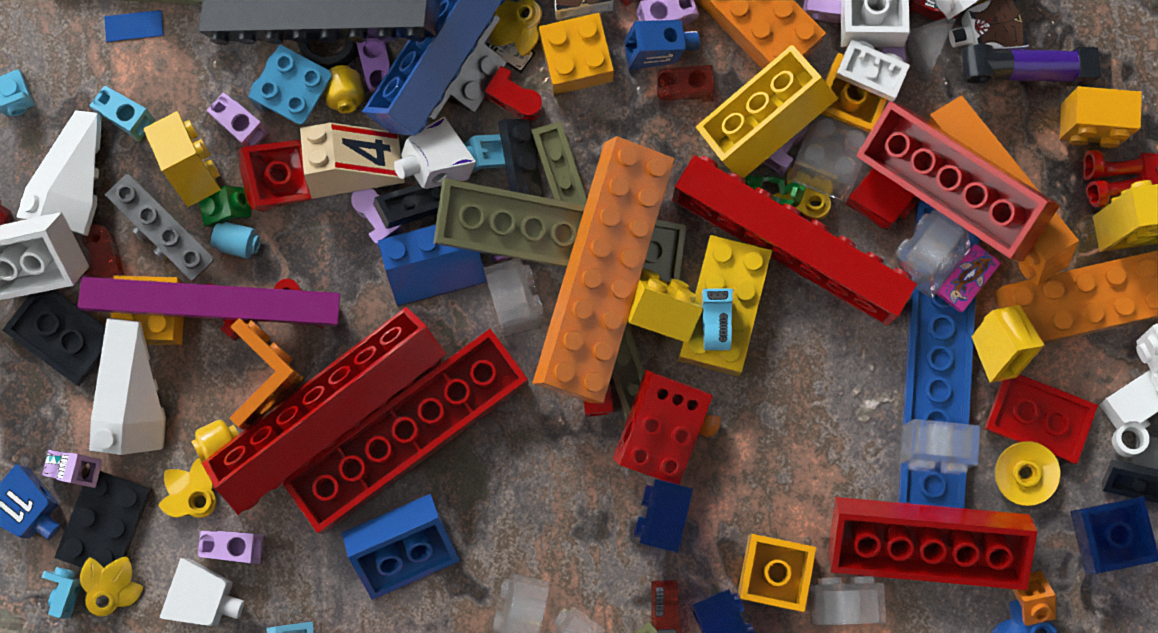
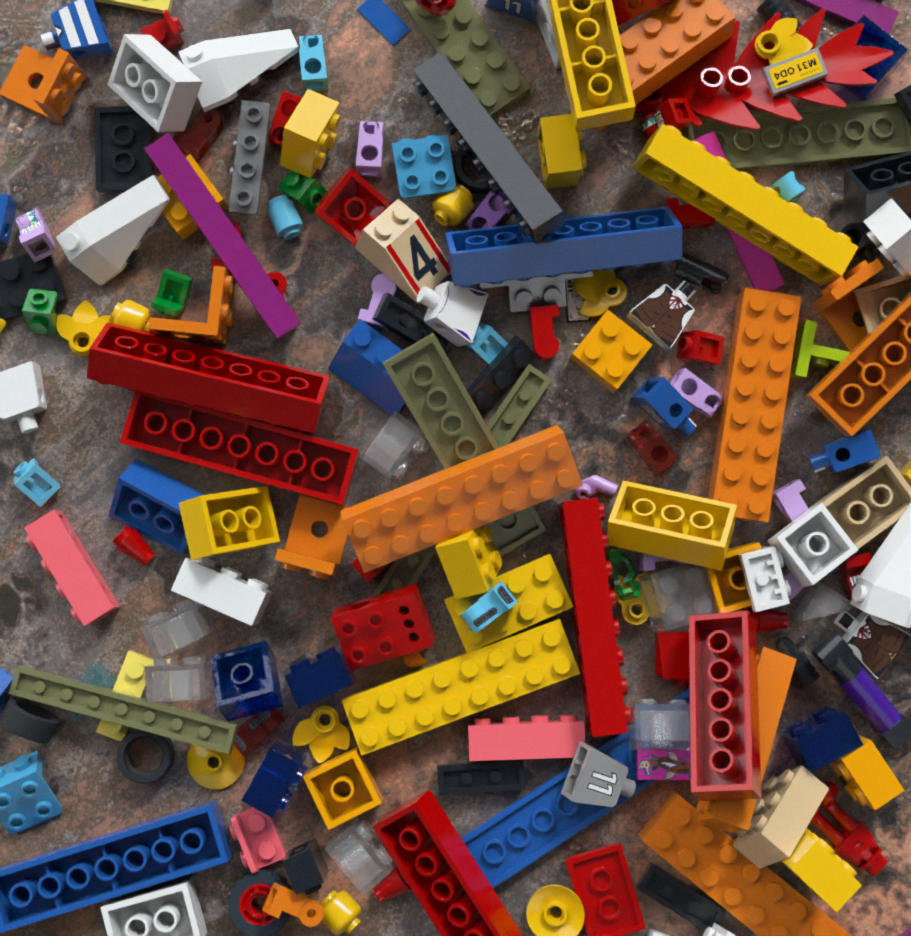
camera: 45 degrees right, 5 degrees up
(143, 517) = (40, 311): none -> green bracket
(150, 173) = (285, 109): none -> red leg
(222, 388) = (172, 293): none -> green bracket
(231, 546) = (68, 389): lavender leg -> none
(416, 596) = (133, 545): none -> red cone
(464, 490) = (229, 522): none -> yellow brick
(519, 543) = (223, 590): none -> white brick
(546, 443) = (308, 551): none -> orange bracket
(616, 585) = (246, 681): none -> clear blue brick
(682, 153) = (594, 485): none -> lavender arm
(715, 562) = (321, 737): none -> yellow plate
(765, 402) = (460, 686): none -> yellow brick
(855, 381) = (525, 739): none -> coral brick
(858, 446) = (481, 776): none -> black plate
(896, 597) = (391, 886): none -> red cone
(912, 95) = (769, 620): none -> red cone
(935, 343) = (596, 778): none -> light grey torso
(940, 445) = (522, 837): clear brick -> none
(979, 102) = (804, 671): none -> black hinge
(1006, 343) = (636, 829): yellow torso -> none
(1044, 130) = (821, 738): none -> clear blue brick
(1088, 211) = (781, 816): none -> tan brick
(1092, 356) = (680, 897): none -> black plate

